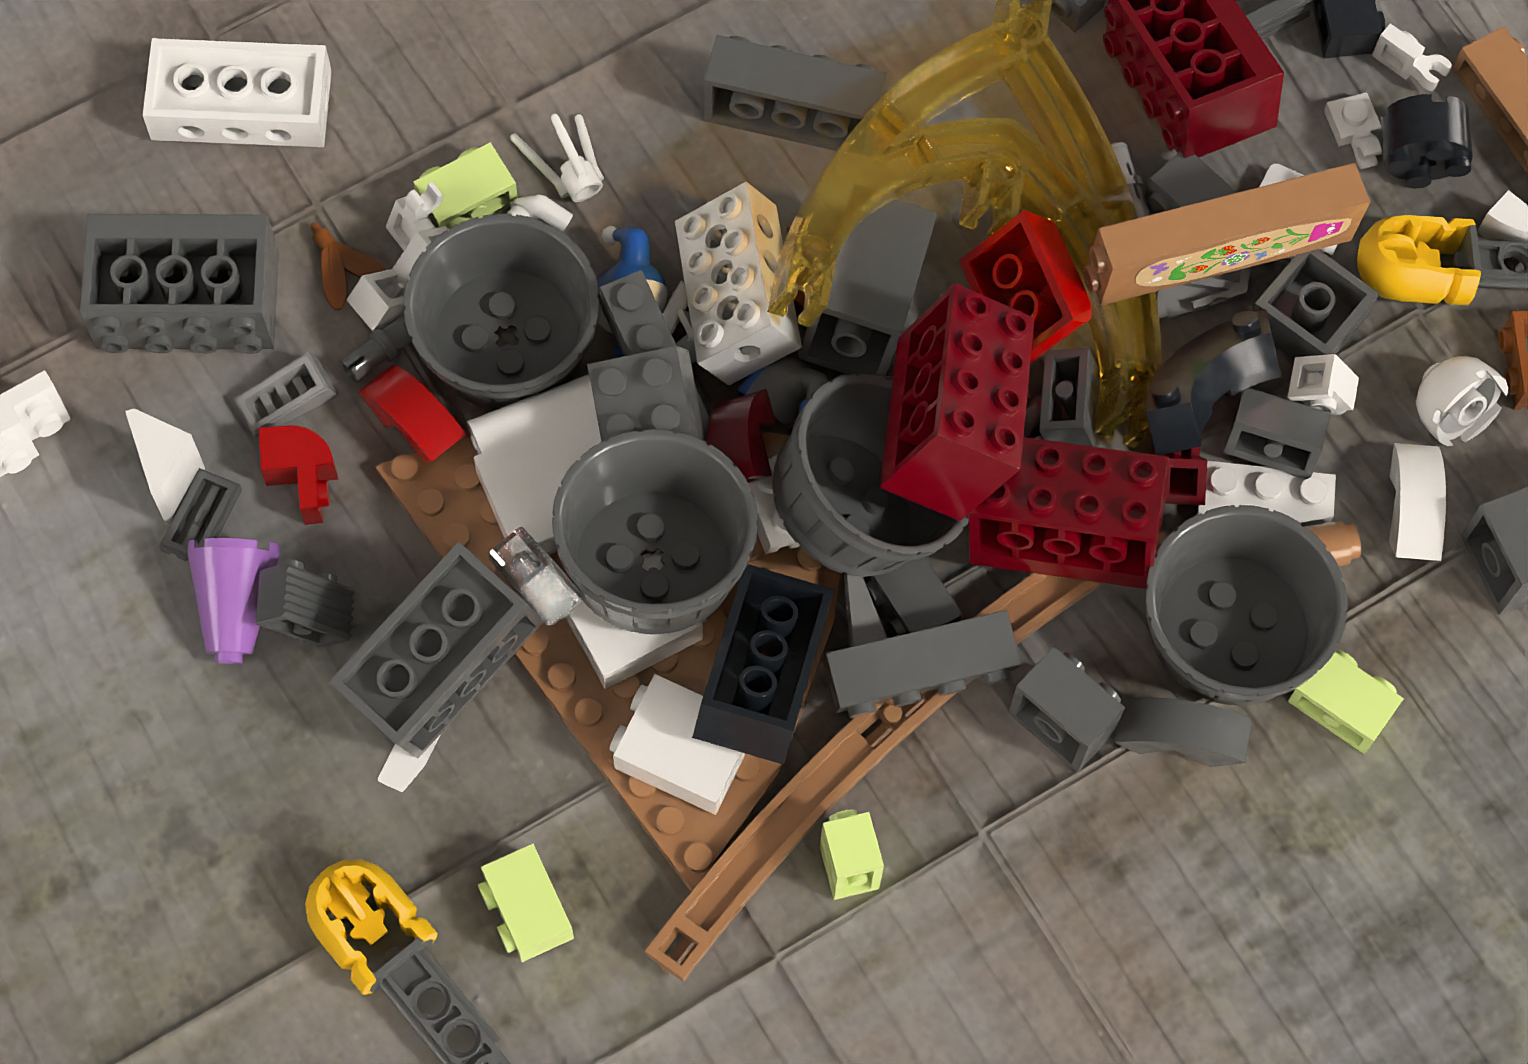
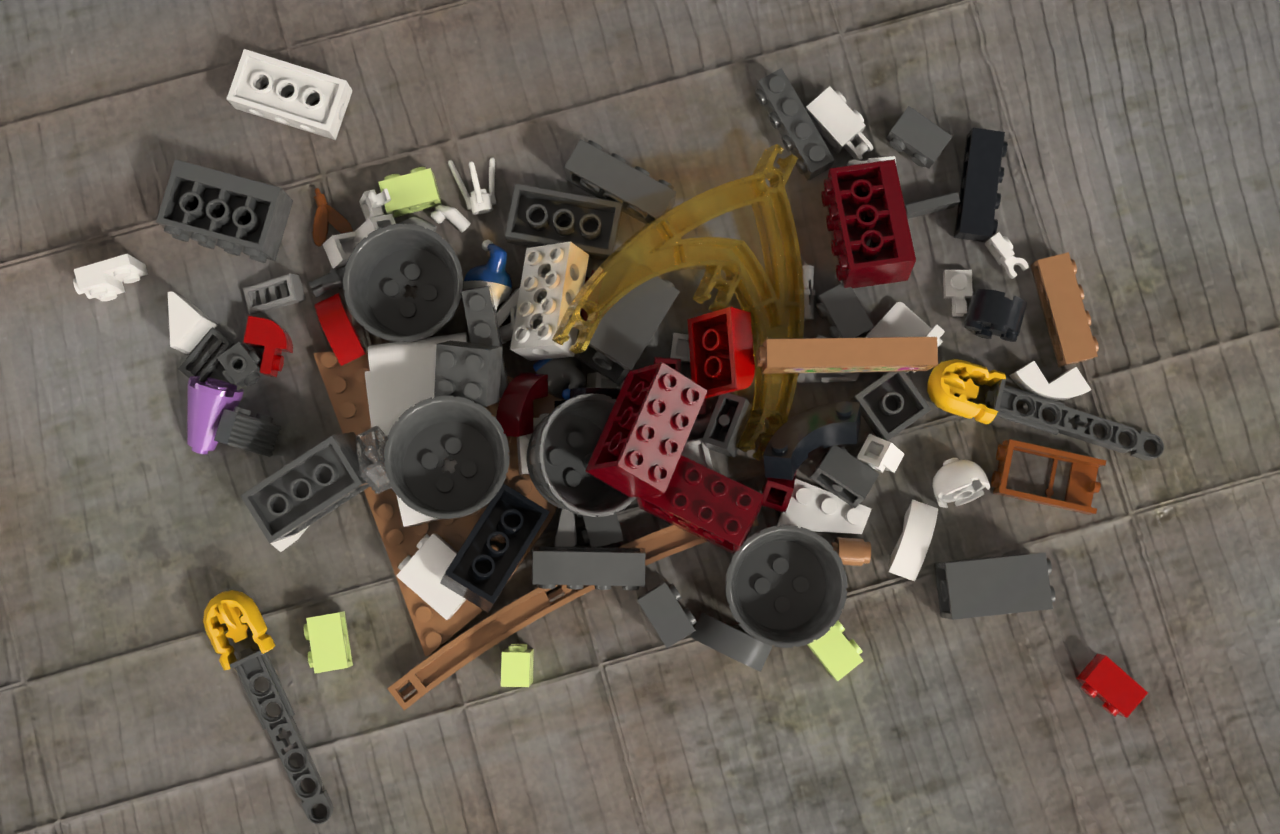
camera: 15 degrees right, 15 degrees up
(264, 508) = (241, 365): none -> dark grey brick
(697, 162) = (539, 212): none -> dark grey brick

